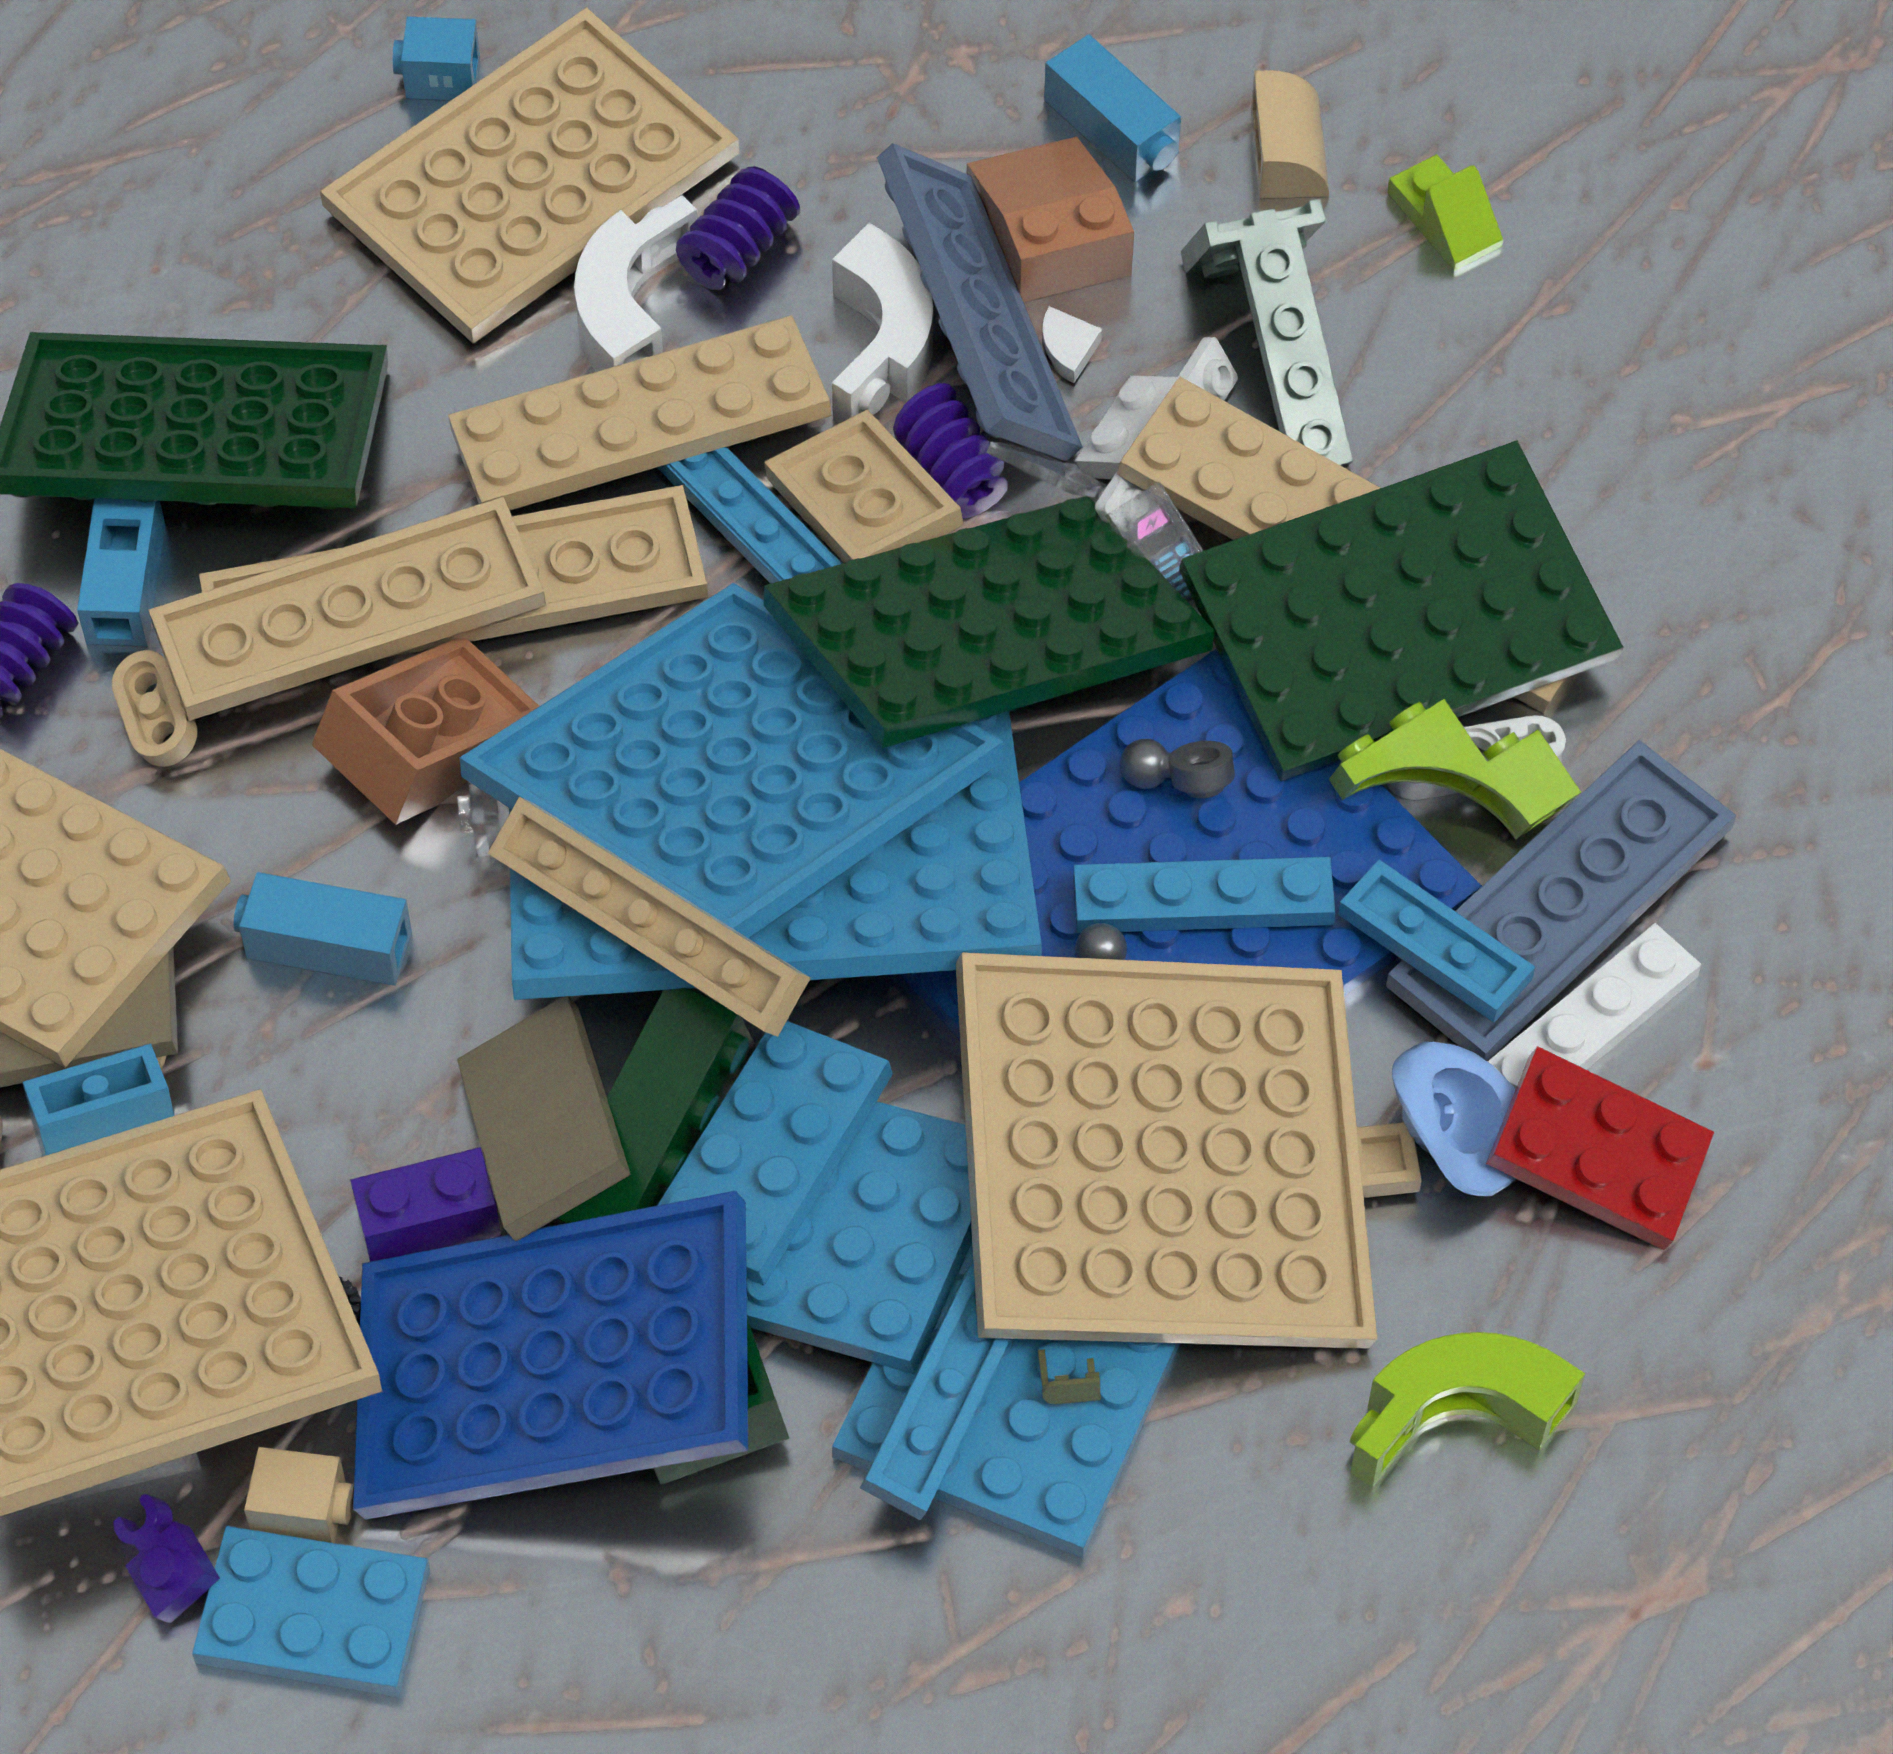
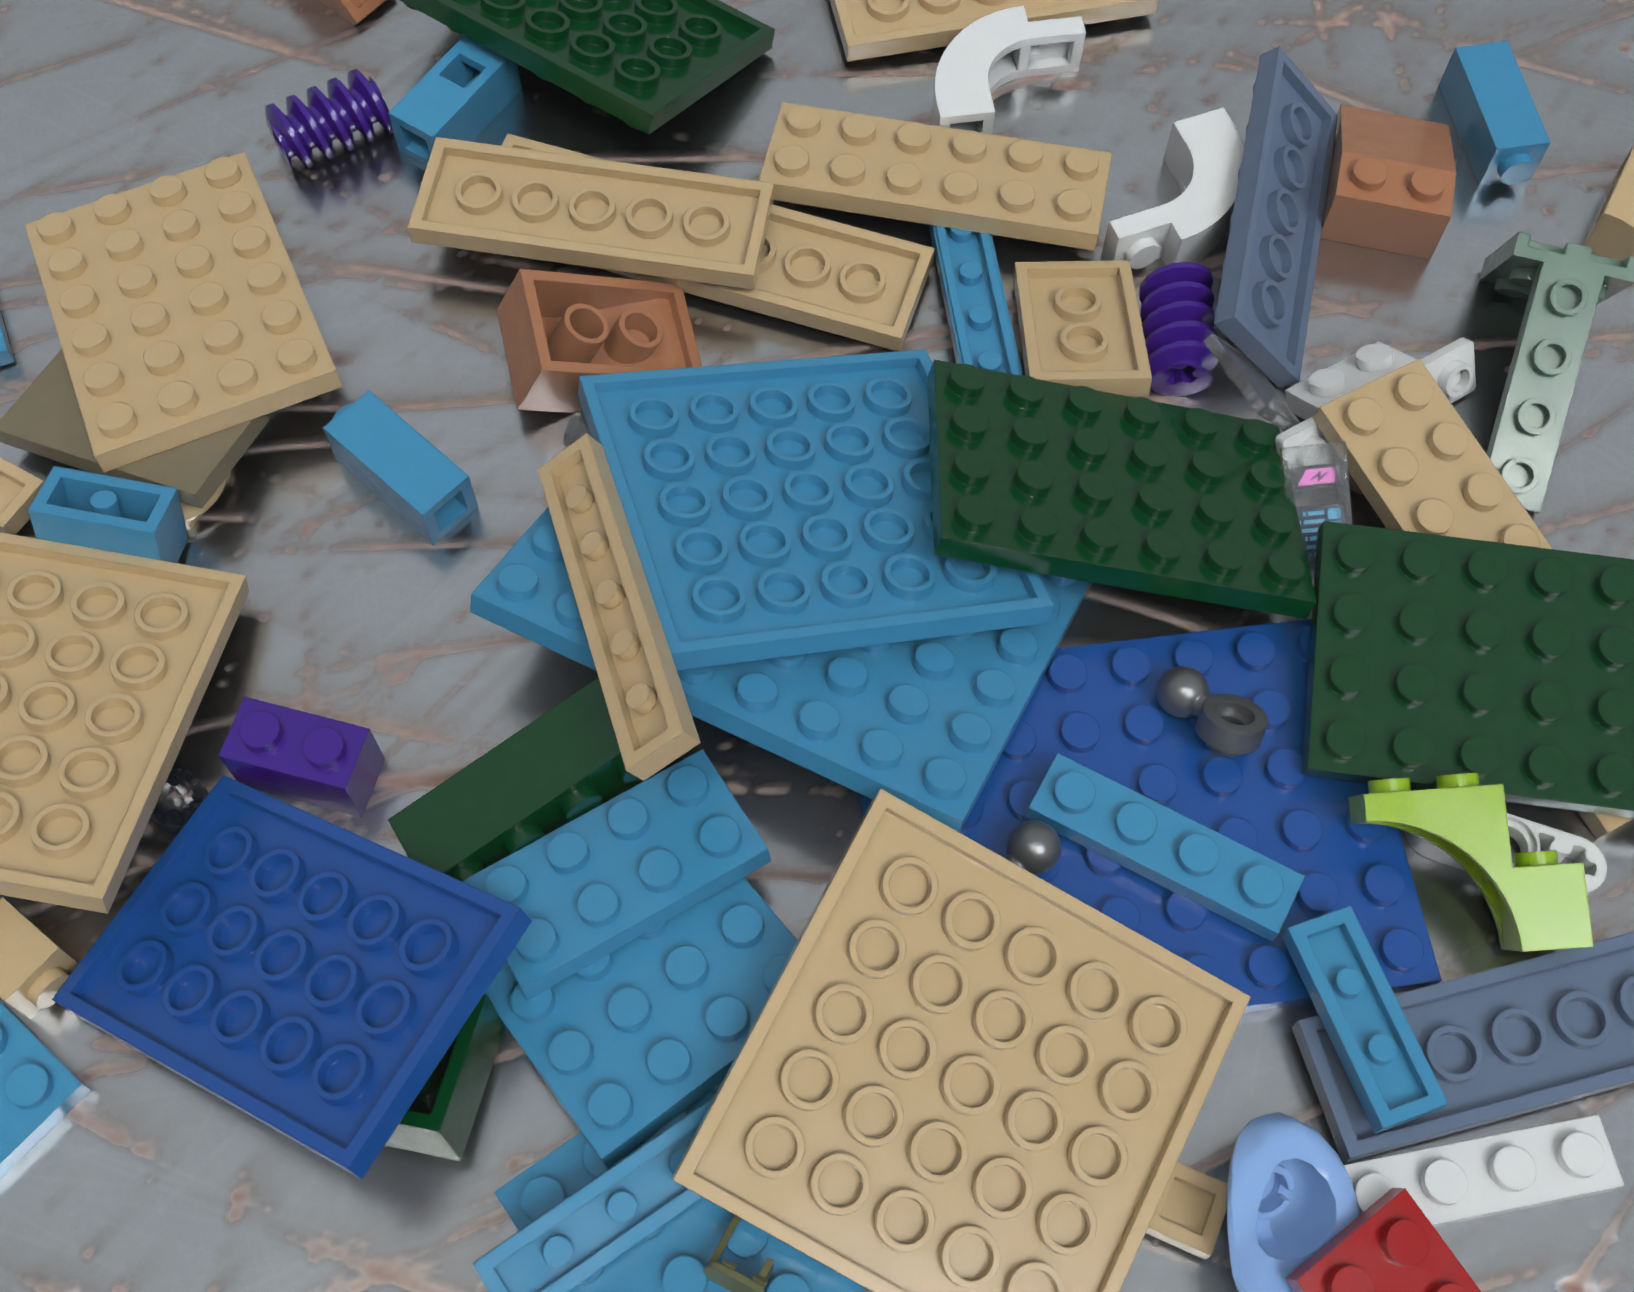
camera: 30 degrees right, 5 degrees up
(155, 713) = (387, 236): tan plate -> none
(542, 1118) = (434, 736): dark tan tile -> none
(737, 228) = (1113, 65): dark purple piece -> none
(1069, 342) = (1340, 289): white tile -> none

